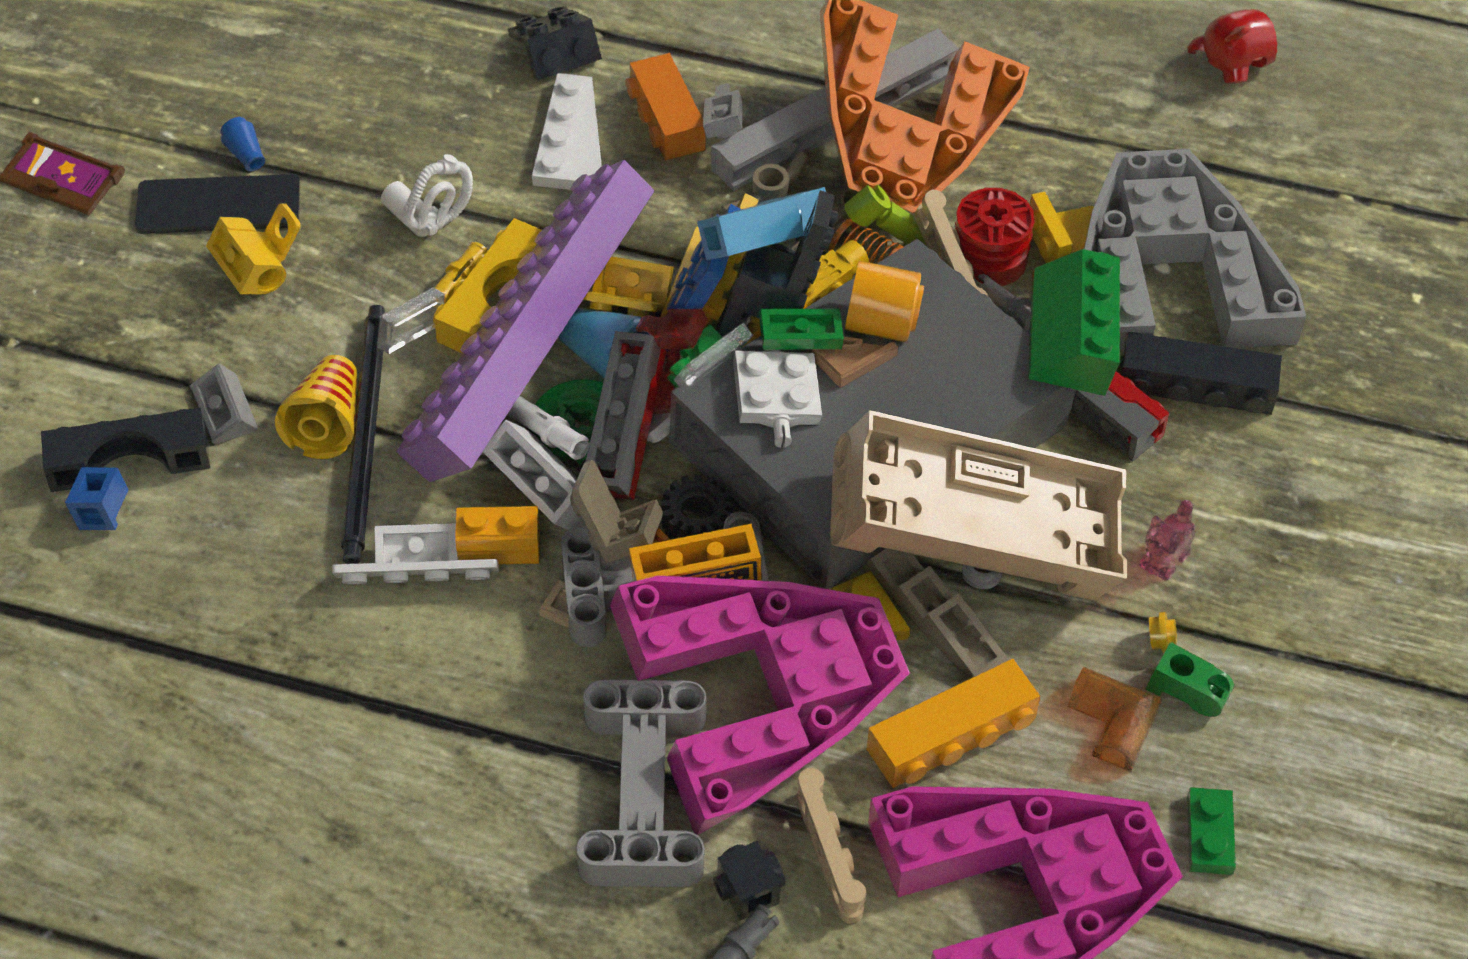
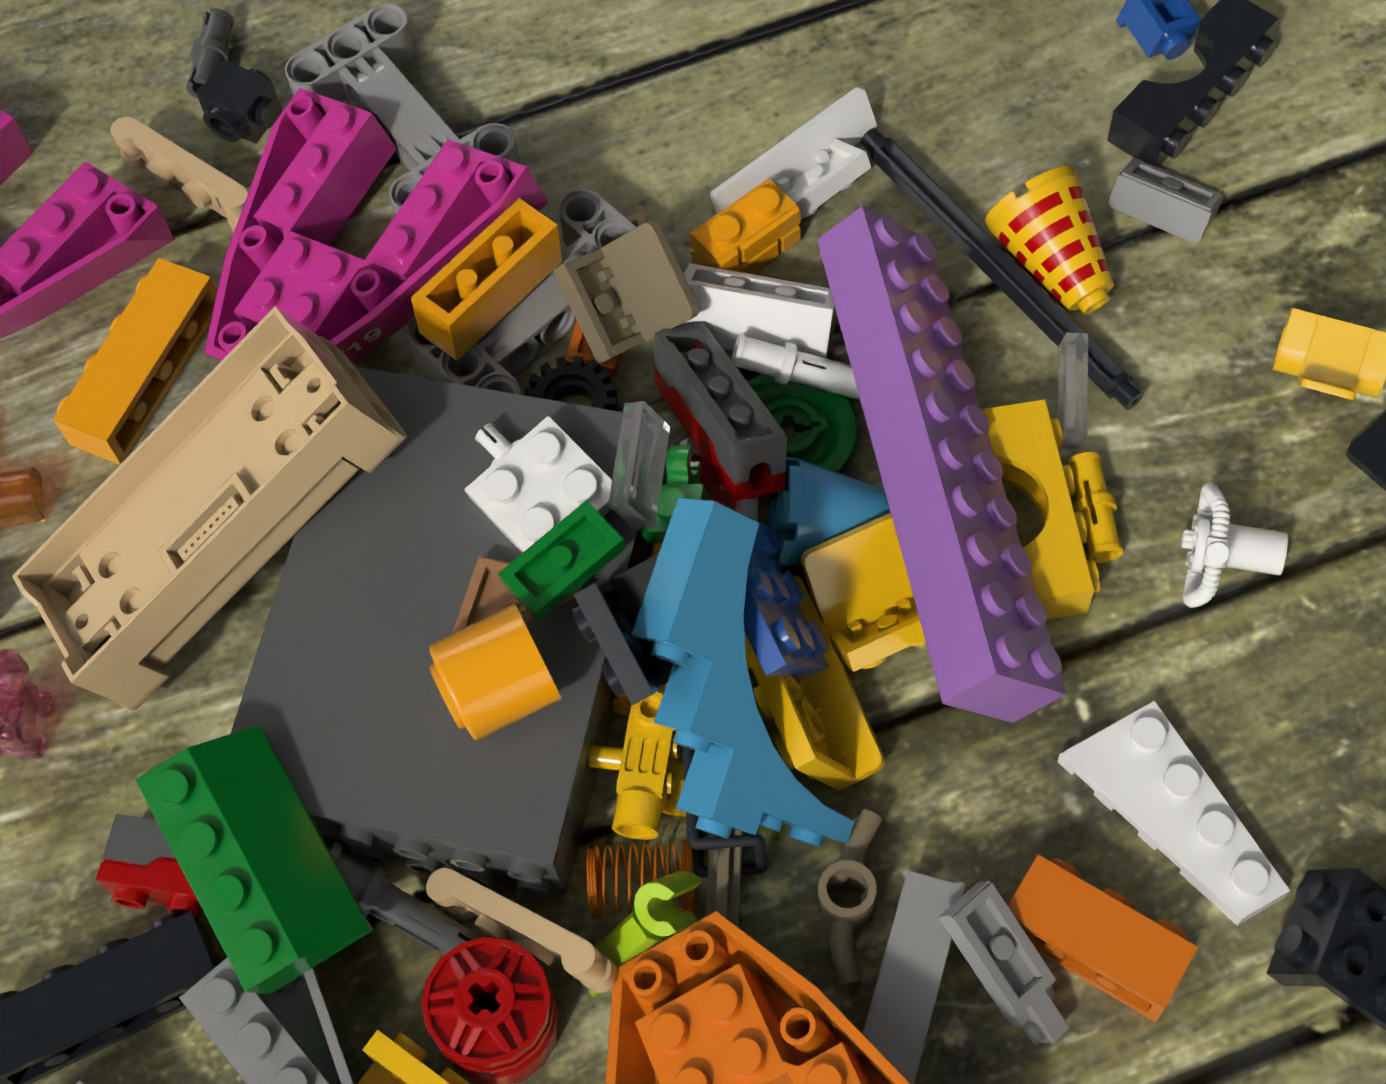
camera: 150 degrees right, 10 degrees up
(677, 329) = (721, 480): clear red plate -> none

